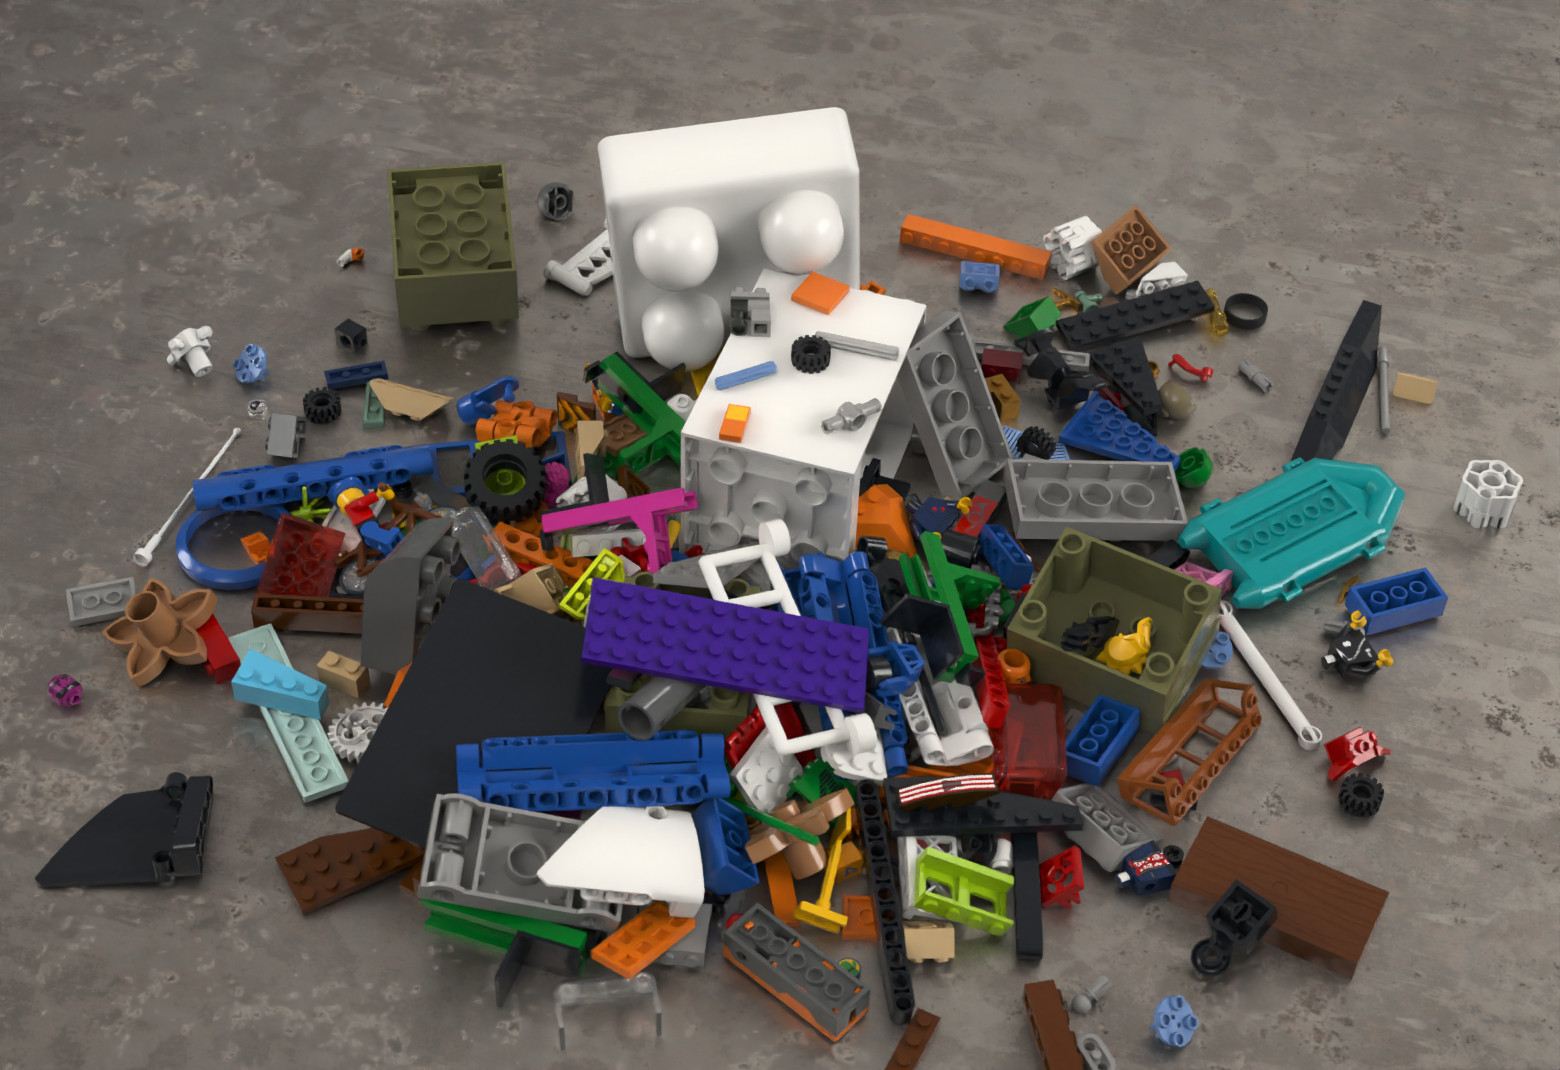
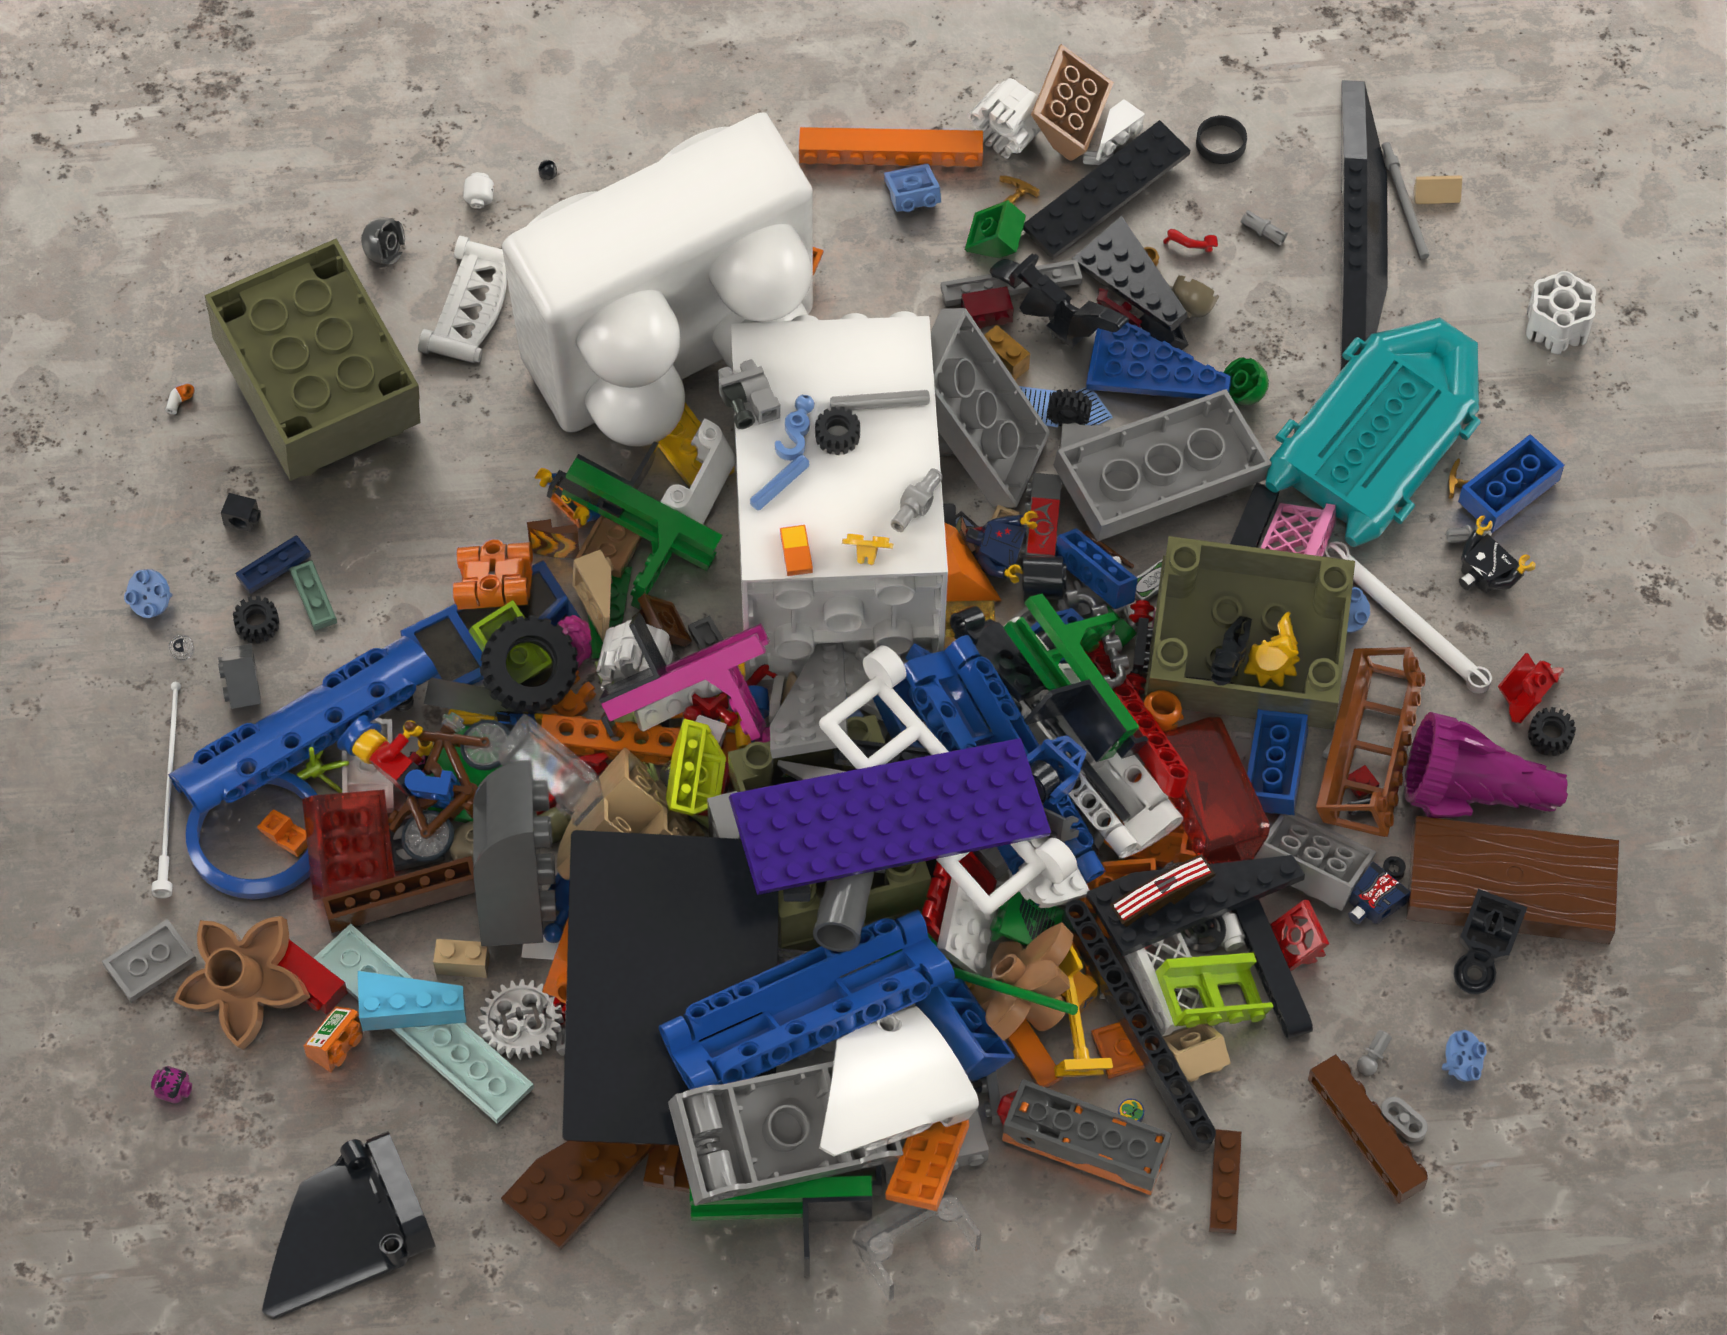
camera: 20 degrees left, 15 degrees up
(191, 348) = (71, 597): white piece -> none
(209, 698) = (334, 1038): none -> orange slope
(408, 400) = (355, 580): tan wedge -> none
(478, 403) = (436, 566): blue piece -> none
(778, 342) = (796, 426): none -> medium blue piece
(792, 432) = (867, 548): none -> yellow plate
(820, 293) = (809, 340): orange tile -> none
(1088, 301) = (1051, 192): sand green piece -> none
(1217, 317) = (1196, 159): clear yellow pin -> none
(1264, 790) = (1460, 766): none -> magenta cone

